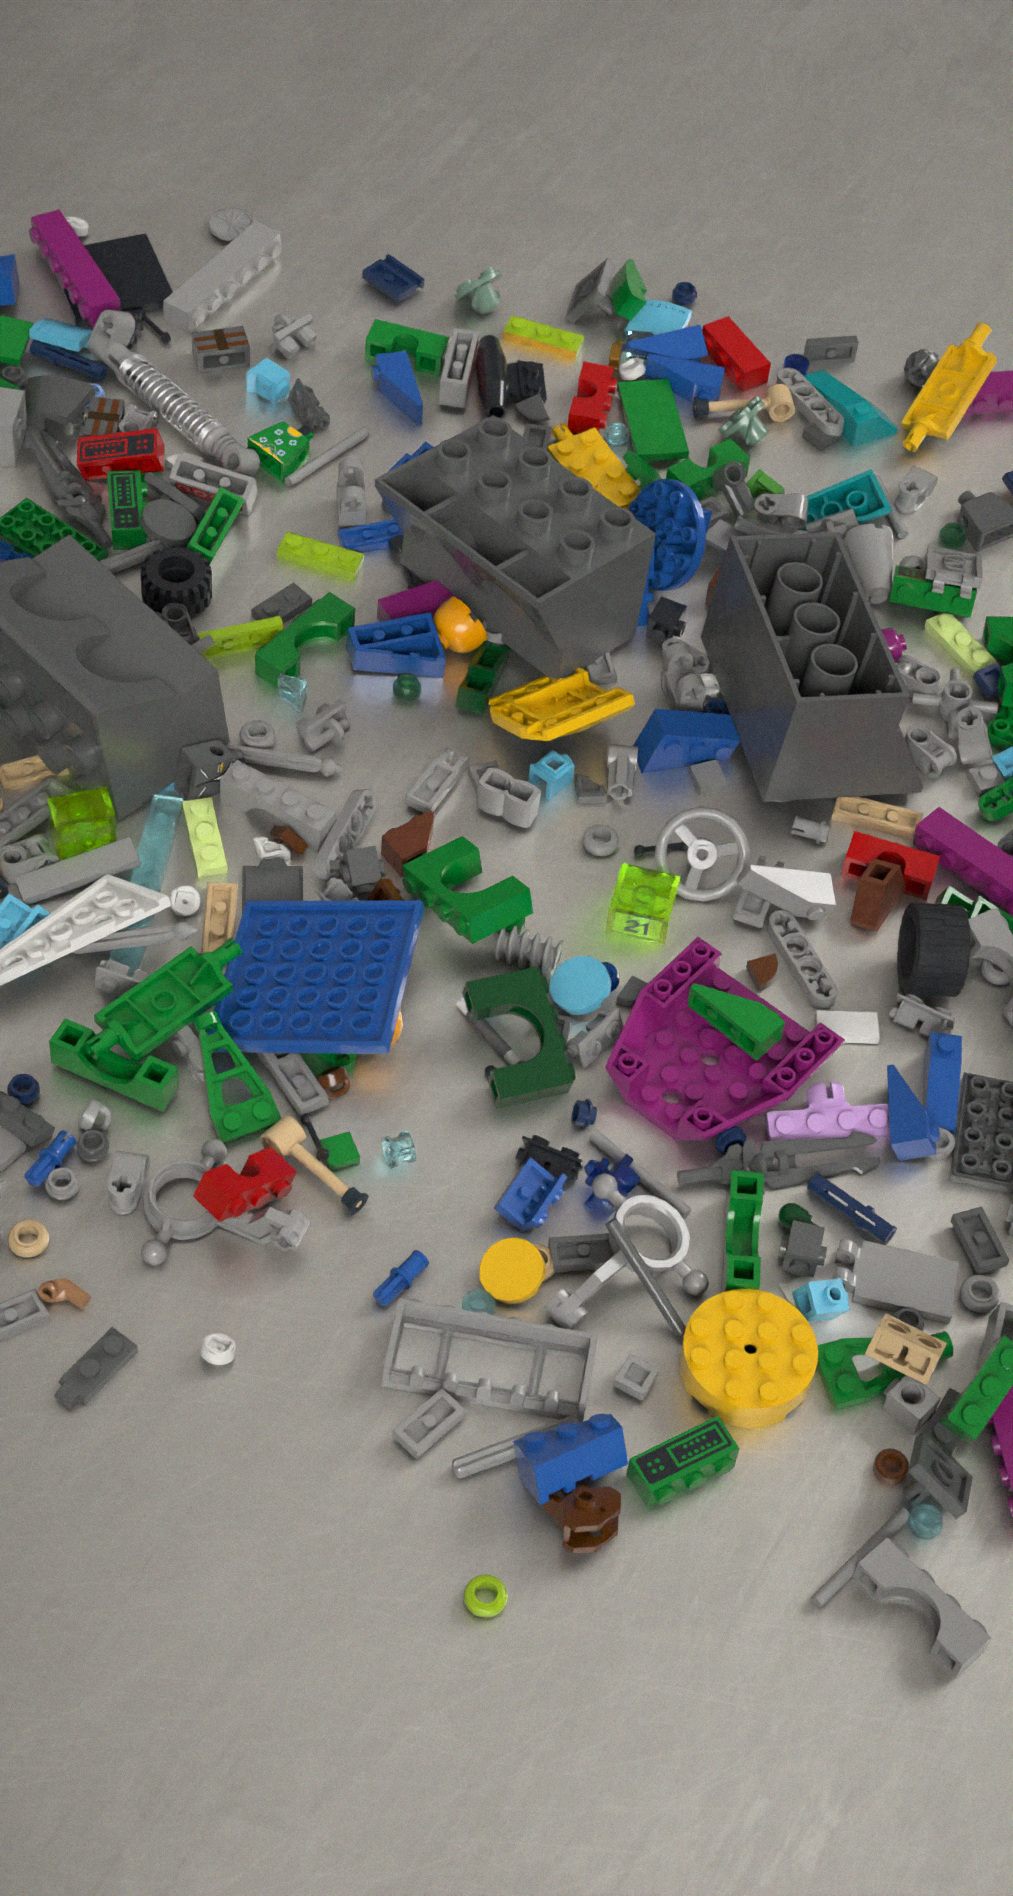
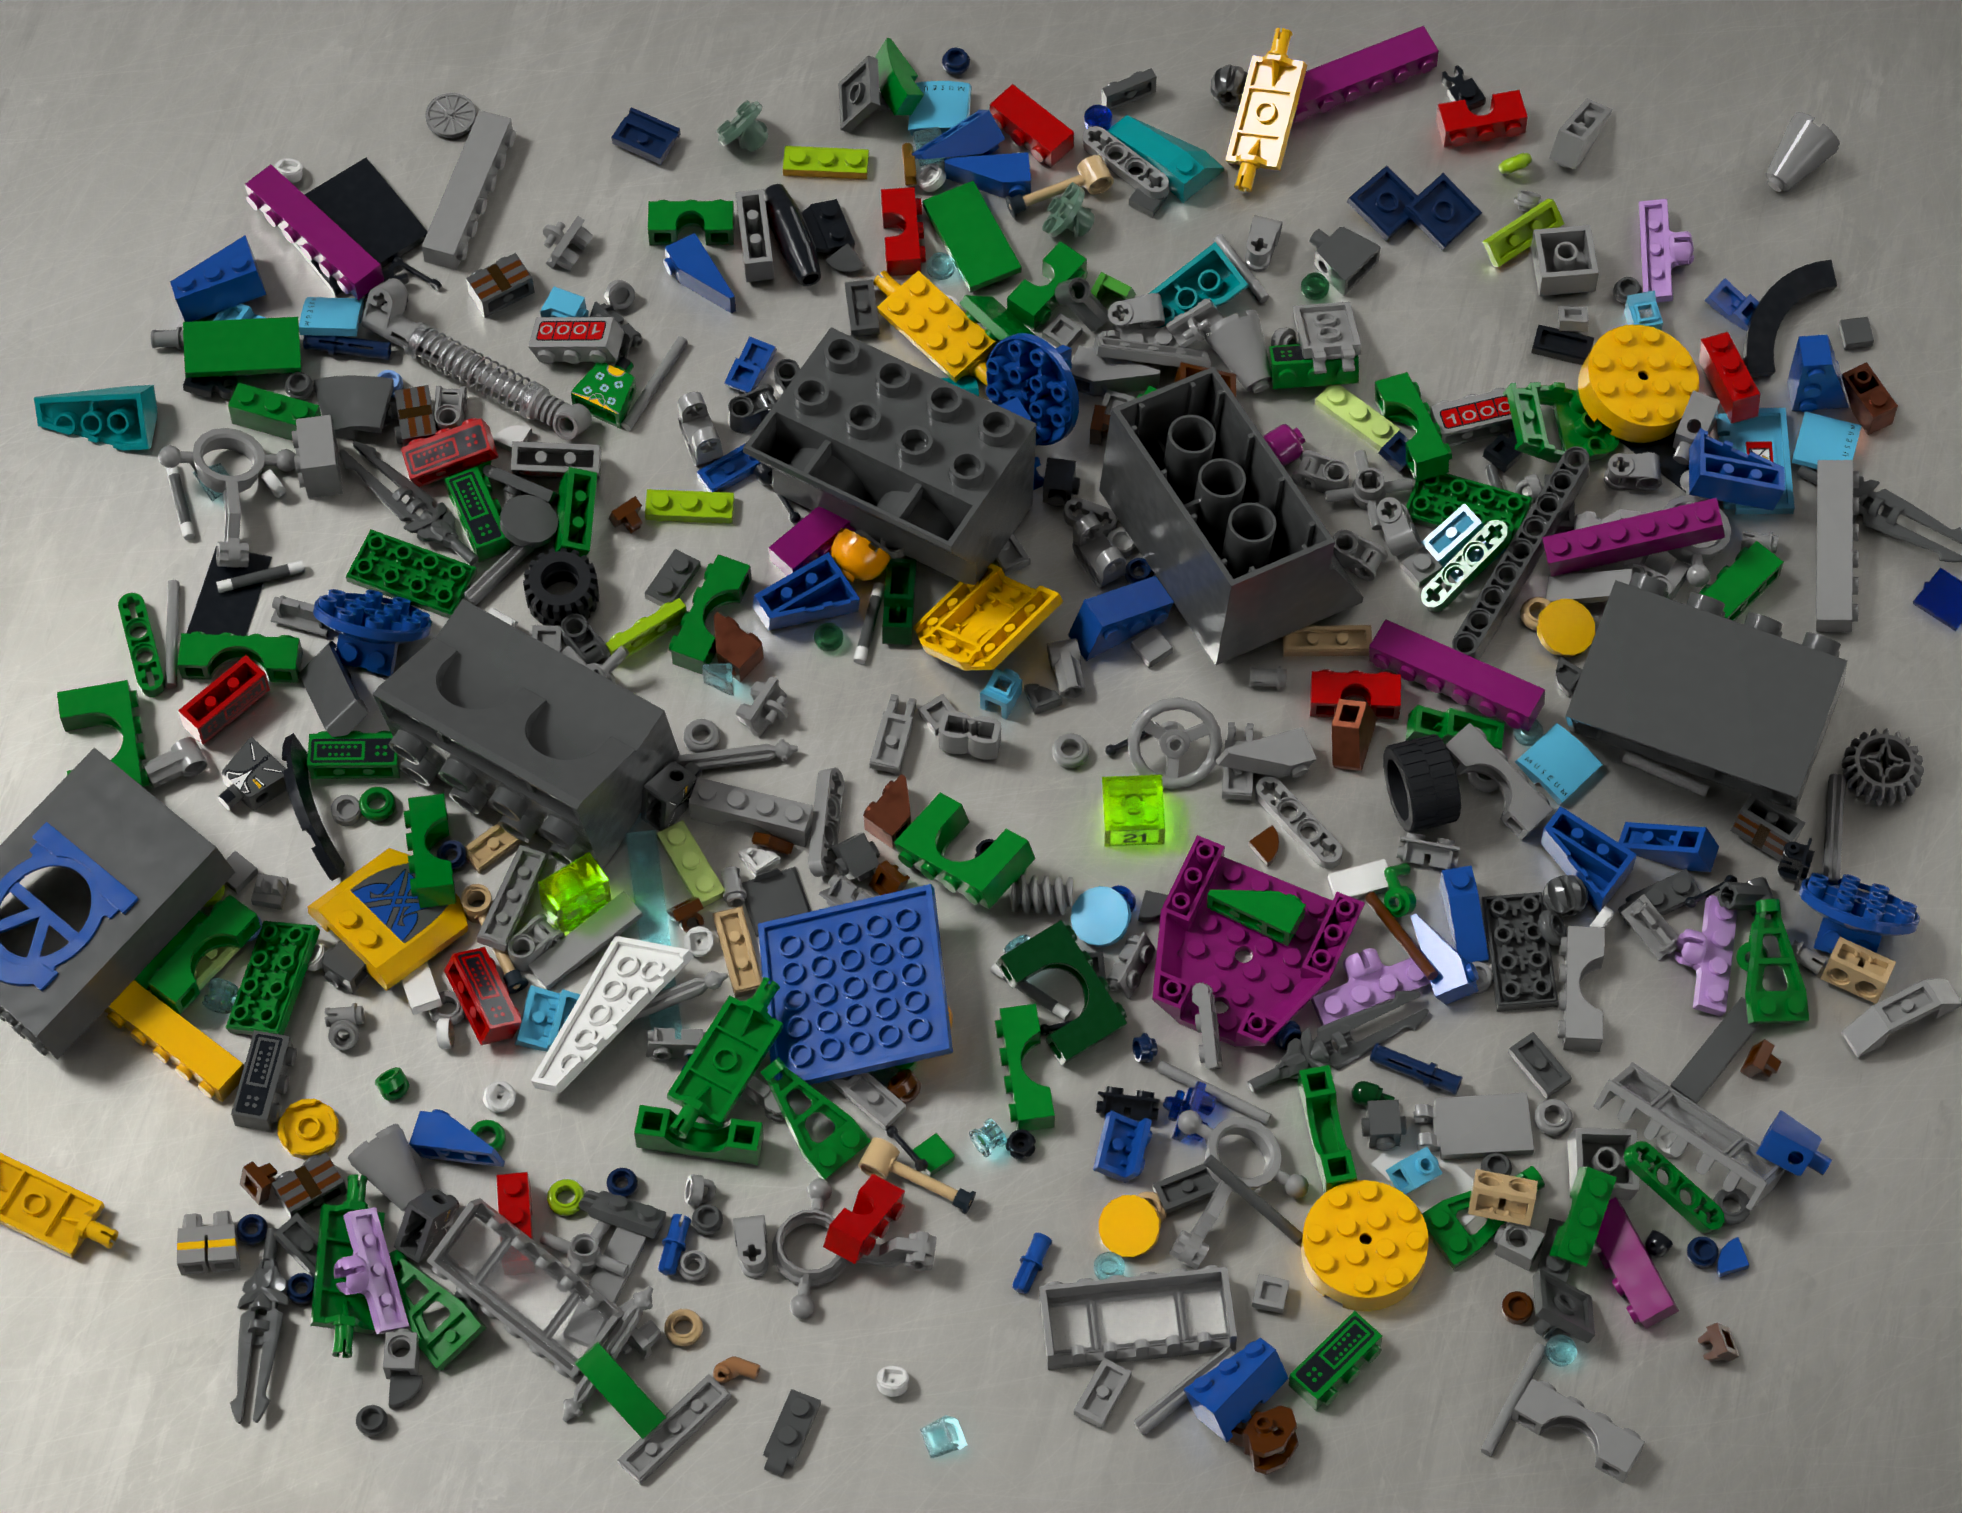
camera: 10 degrees left, 10 degrees up
(183, 871) = (686, 910): none -> reddish brown tile
(235, 869) = (734, 892): none -> light grey pin
(250, 1418) = (943, 1436): none -> clear light blue slope
(260, 544) = (627, 515): none -> reddish brown tile
(269, 400) = (576, 339): none -> light grey brick
(320, 672) = (736, 646): none -> copper slope
(323, 382) = (619, 294): none -> light grey tile
(430, 1158) = (1017, 1137): none -> black plate
(447, 690) = (869, 623): none -> dark grey bar
(455, 1128) = (1032, 1102): none -> green arch
(653, 1106) = (1207, 1023): none -> light grey hinge
(873, 1083) = (1401, 936): none -> reddish brown bar
(887, 1048) = (1404, 894): none -> green plate

